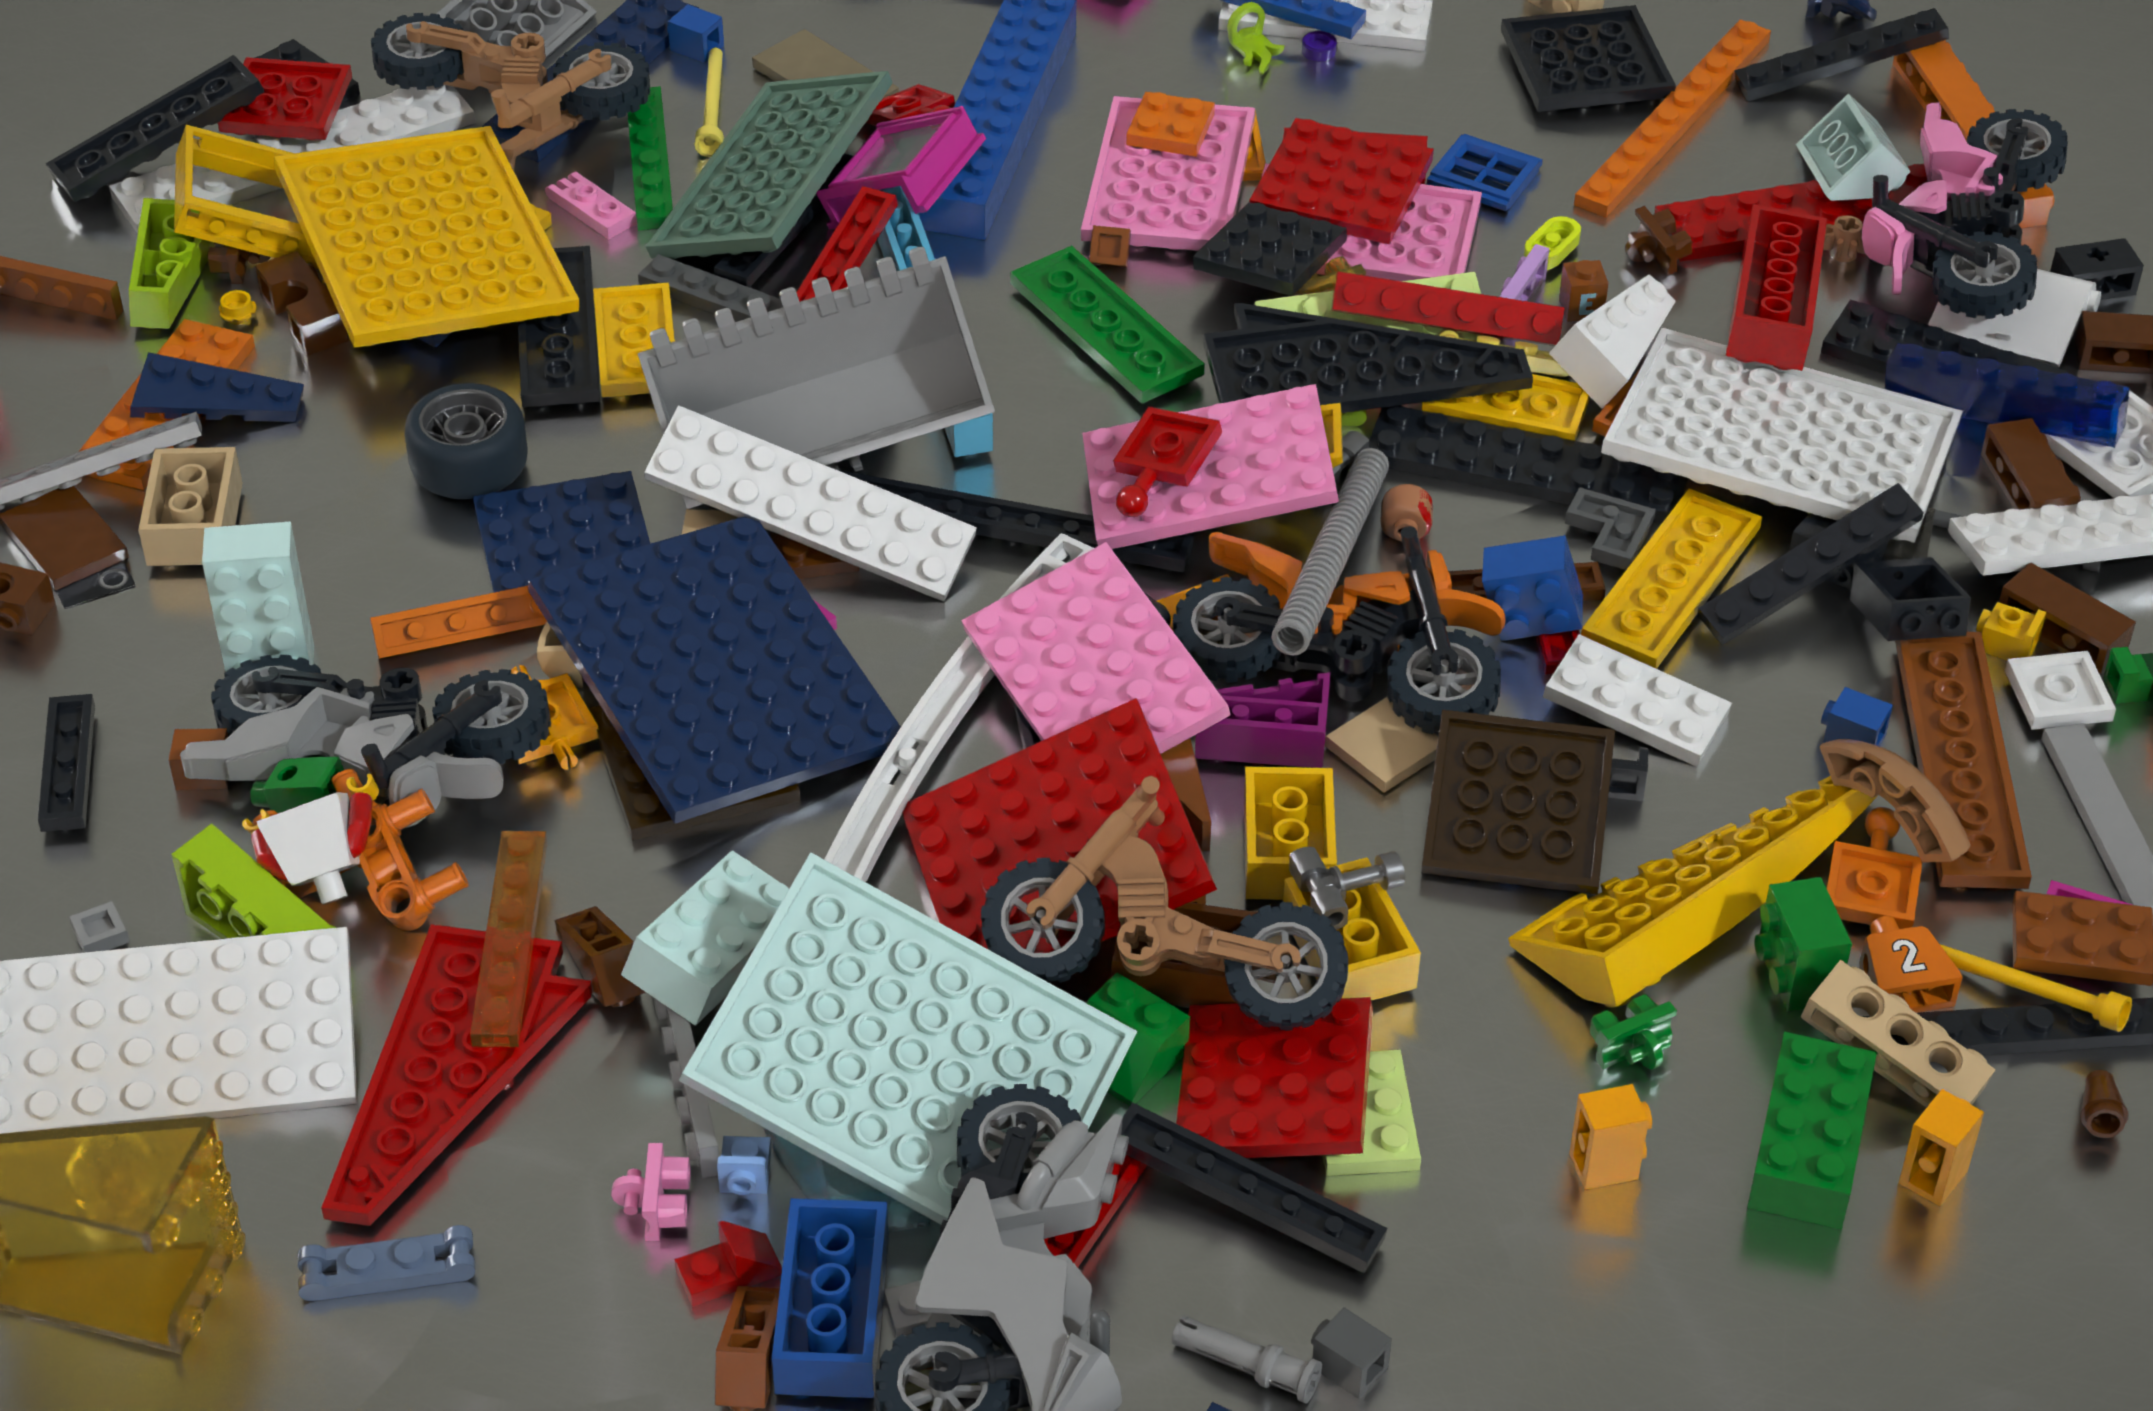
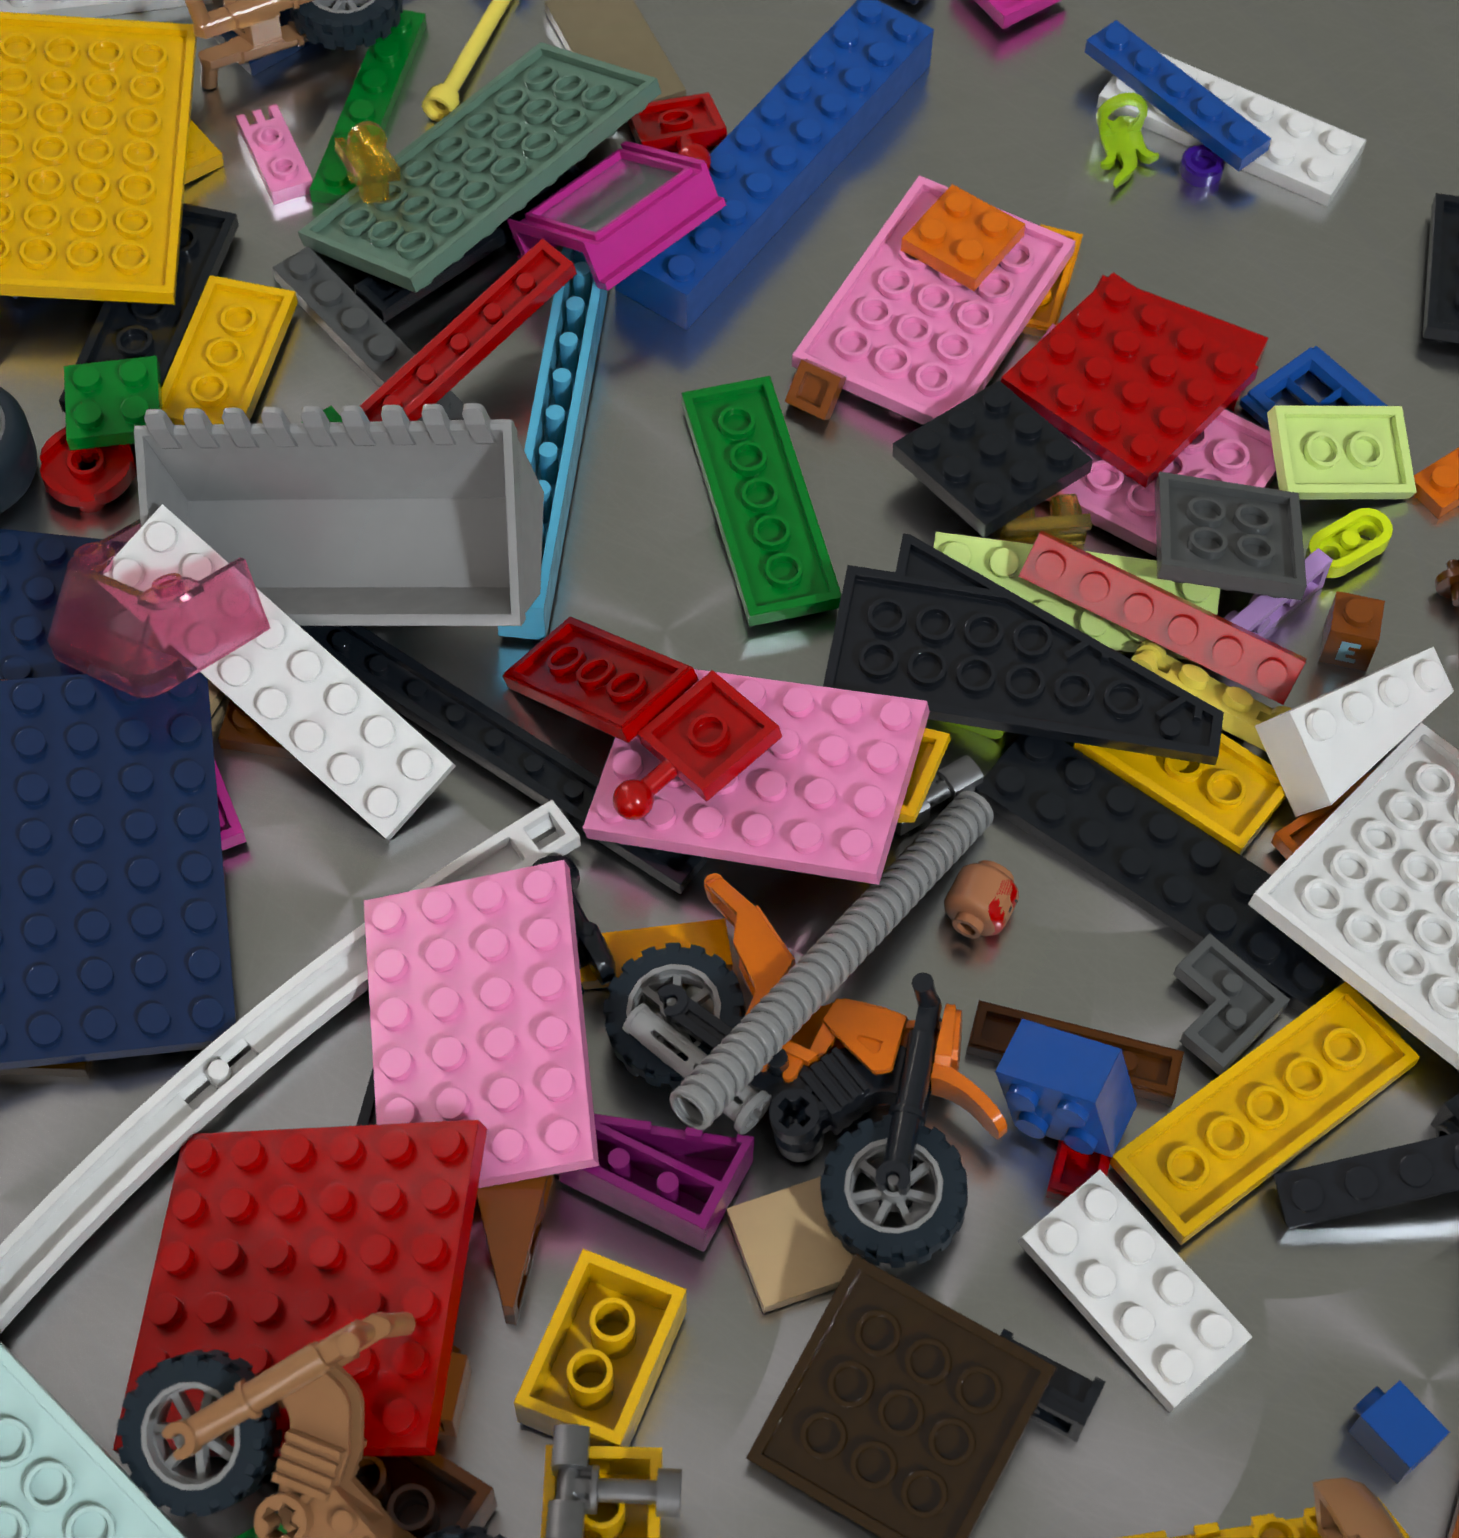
camera: 20 degrees right, 15 degrees up
(548, 436) = (85, 488): none -> red plate
(569, 383) = (109, 400): none -> green plate
(685, 180) = (368, 161): none -> clear yellow hips
(703, 487) = (155, 635): none -> clear pink windscreen
(1056, 448) = (600, 678): none -> red tile
(1260, 641) = (647, 1027): none -> light grey pin
(1470, 248) = (1229, 536): none -> dark grey plate
(1519, 187) = (1342, 452): none -> yellowish green plate

